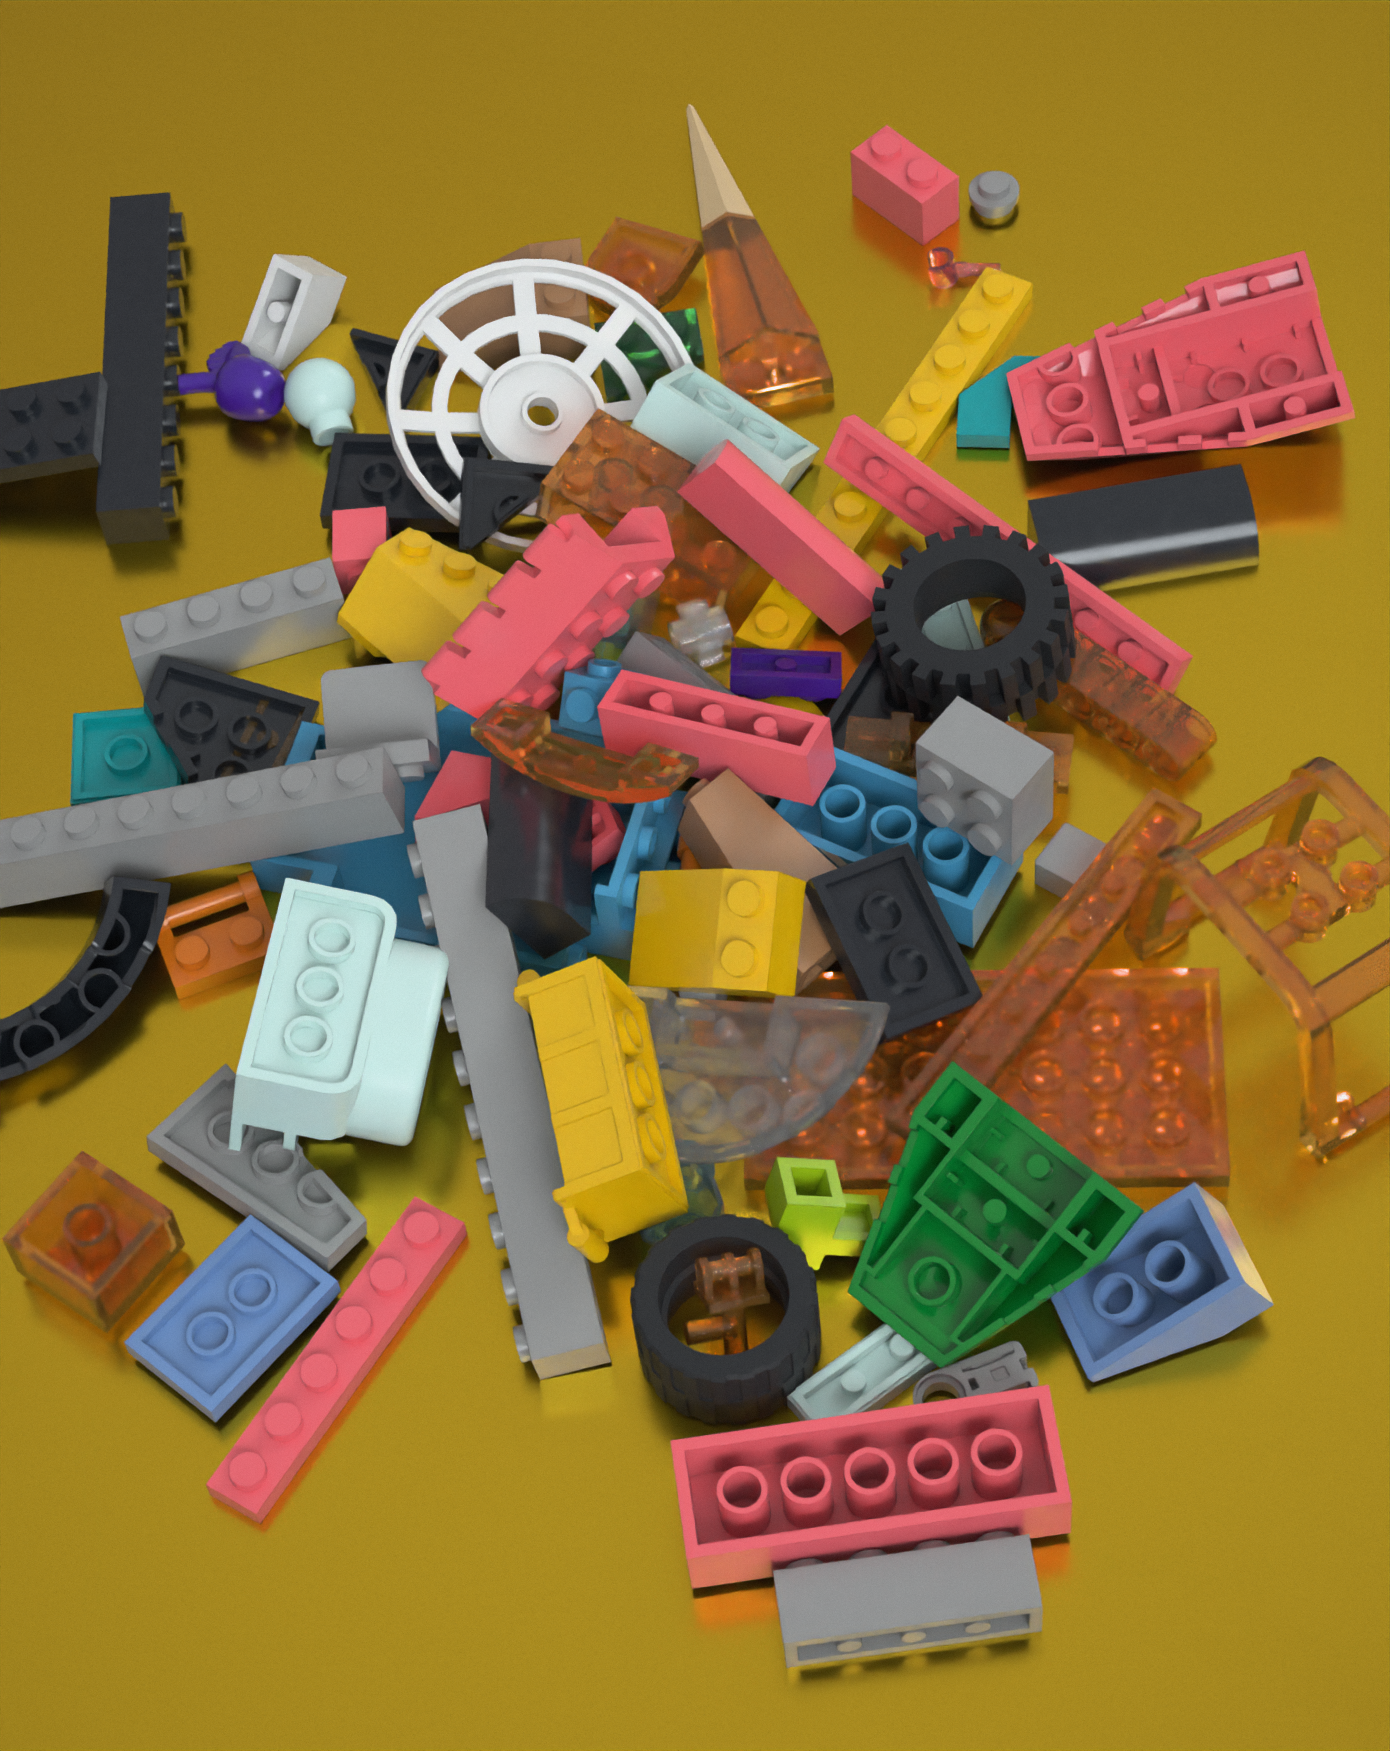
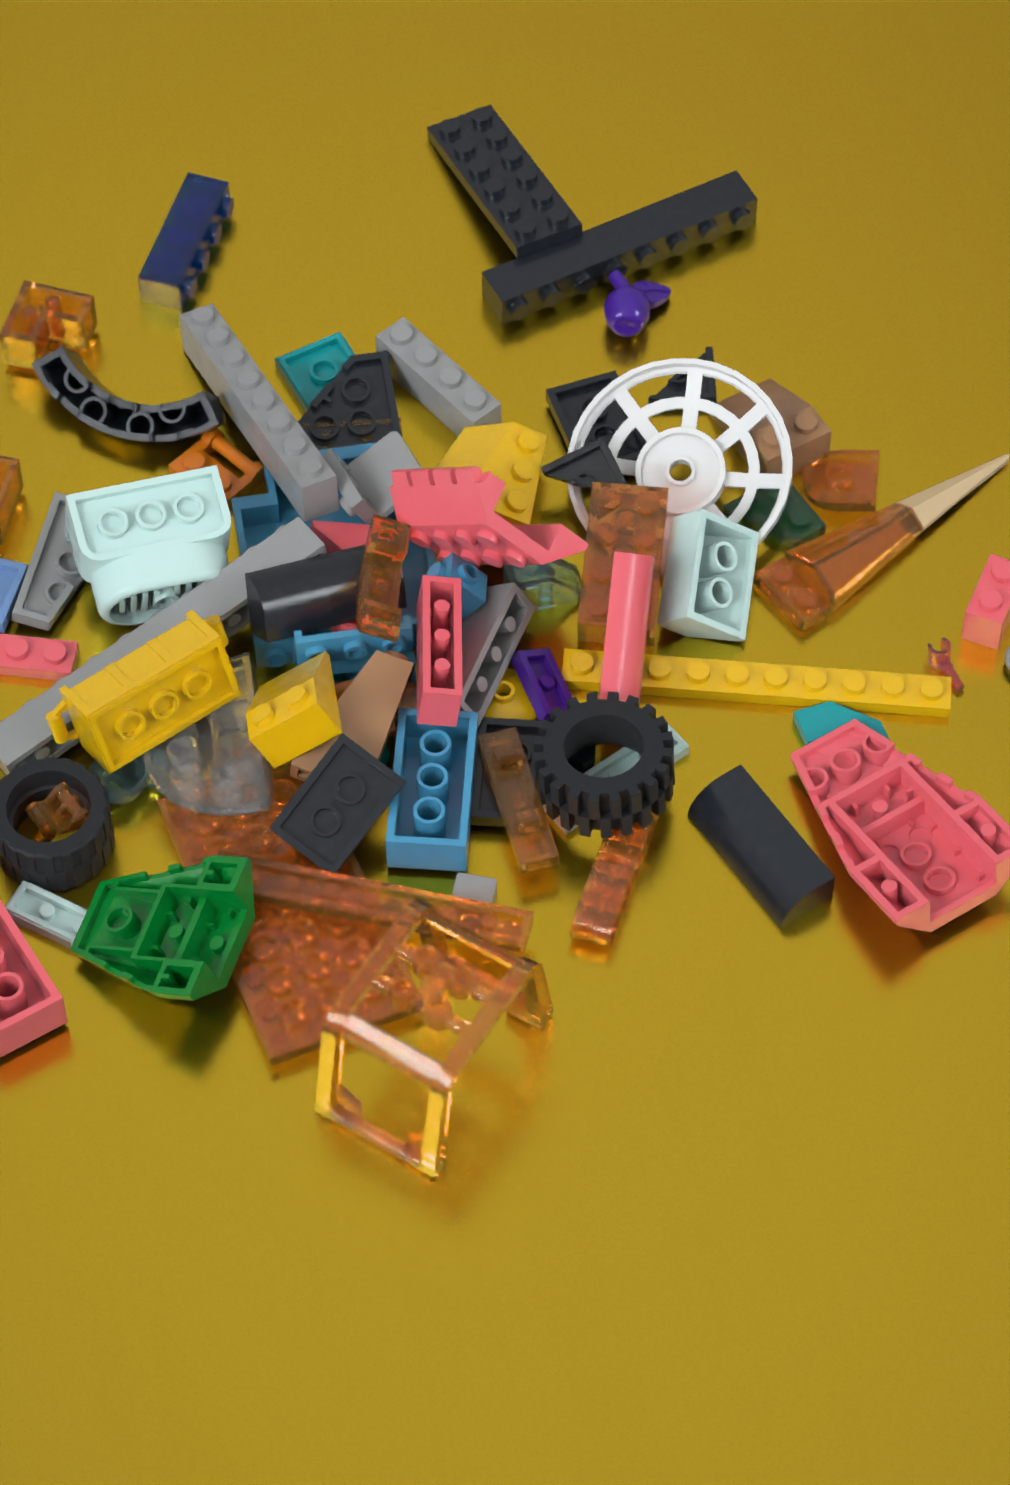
camera: 60 degrees right, 0 degrees up
(292, 308) = (707, 306): white slope -> none
(321, 398) = (637, 347): light aqua piece -> none
(354, 540) = (537, 414): coral brick -> none
(701, 632) = (552, 626): clear gear -> none
(810, 1207) = (138, 837): lime brick -> none
(936, 505) = (692, 760): coral plate -> none
(984, 780) = (460, 800): light grey brick -> none
(985, 1373) = (74, 977): light grey piece -> none
(1163, 1288) = (178, 1049): medium blue slope -> none

